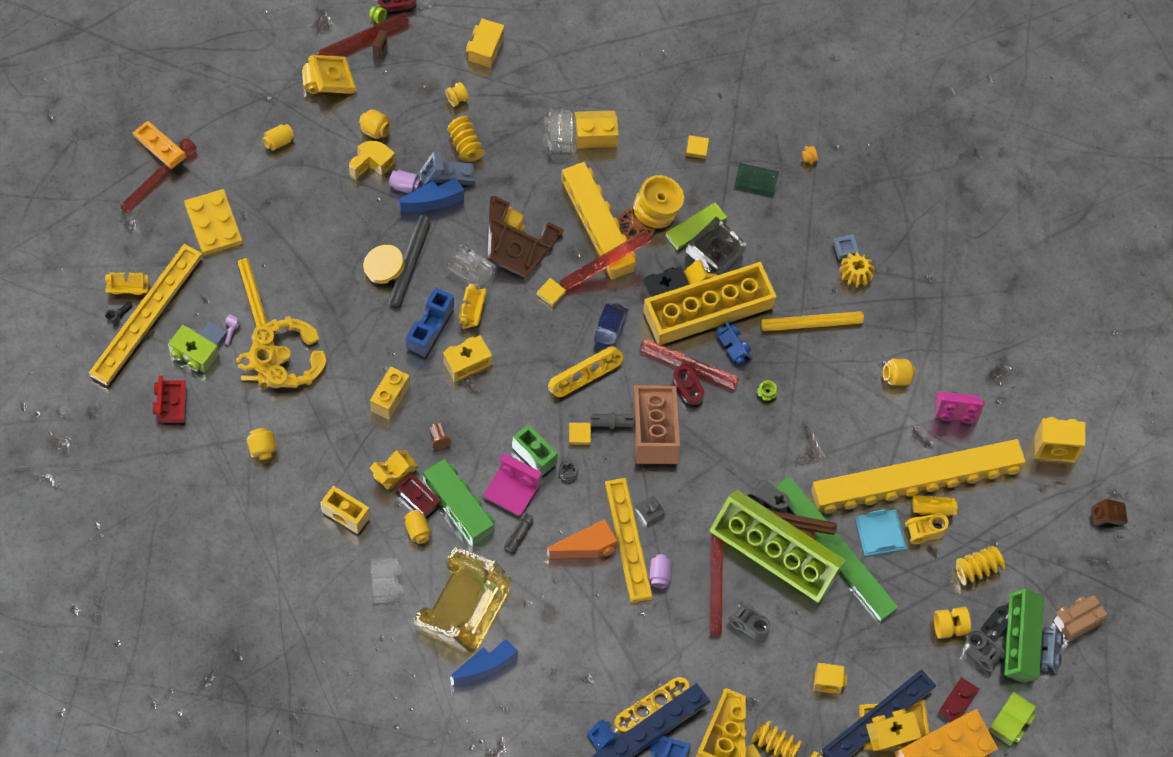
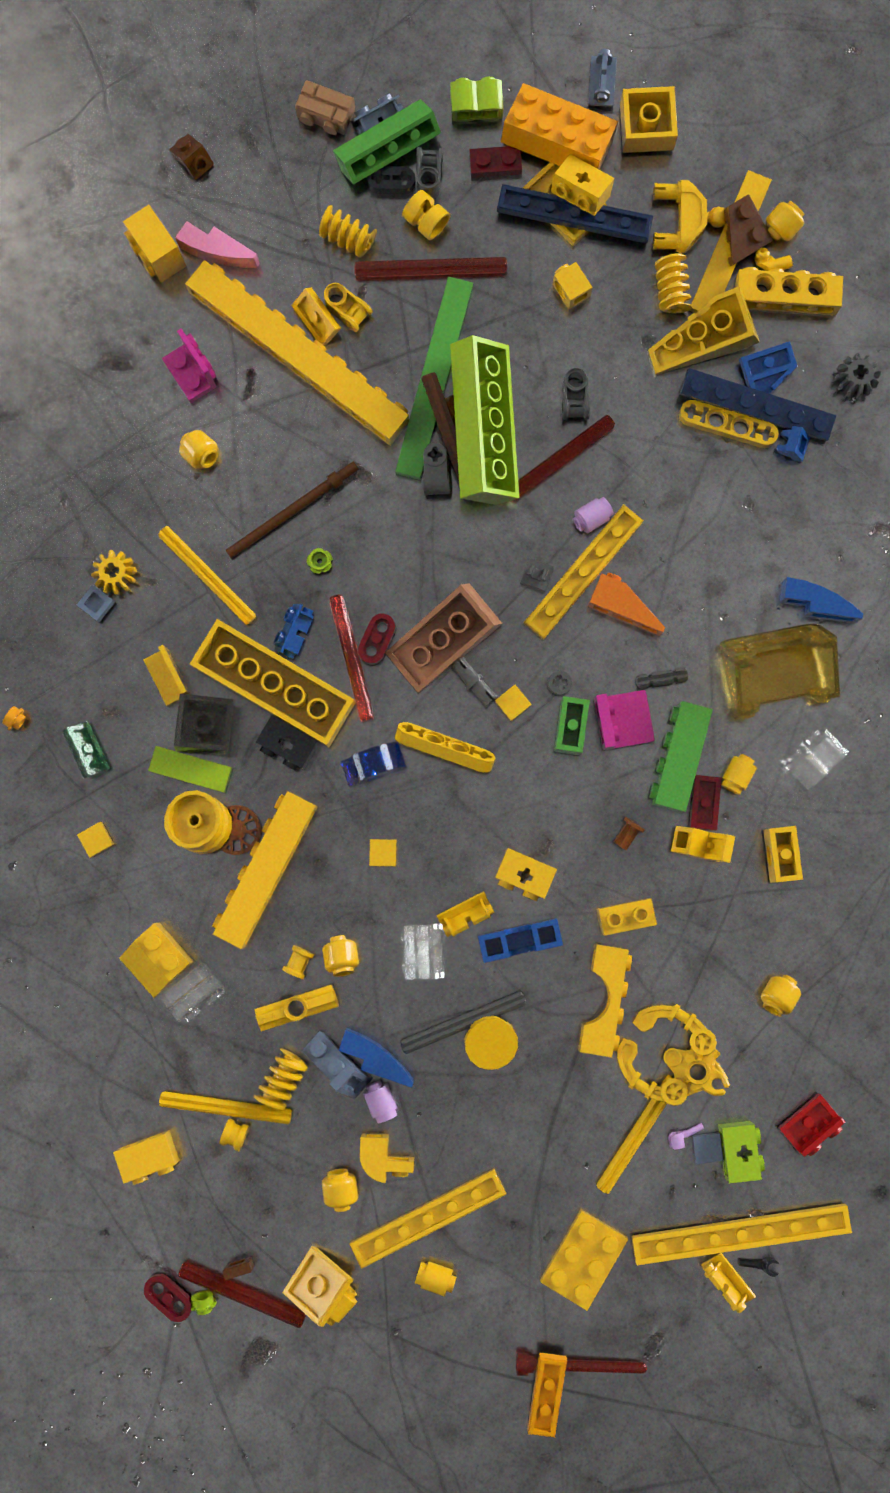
camera: 120 degrees left, 20 degrees up
(314, 160) = (427, 1218): none -> yellow tile
(368, 362) = (599, 1034): none -> yellow arch
(479, 100) = (224, 1107): none -> yellow axle
(504, 168) = (280, 1013): none -> yellow piece
(512, 247) = (369, 927): reddish brown wing -> none
(526, 198) = (298, 962): none -> yellow bush
(605, 260) = (311, 819): clear red axle -> none
(697, 272) = (252, 719): yellow panel -> none
(767, 254) = (166, 676): none -> yellow panel
(814, 435) = (333, 480): none -> reddish brown bar
(880, 532) = (382, 350): medium azure piece -> none
(913, 603) = (430, 267): none -> clear red axle
(1032, 480) = (215, 247): none -> bright pink slope

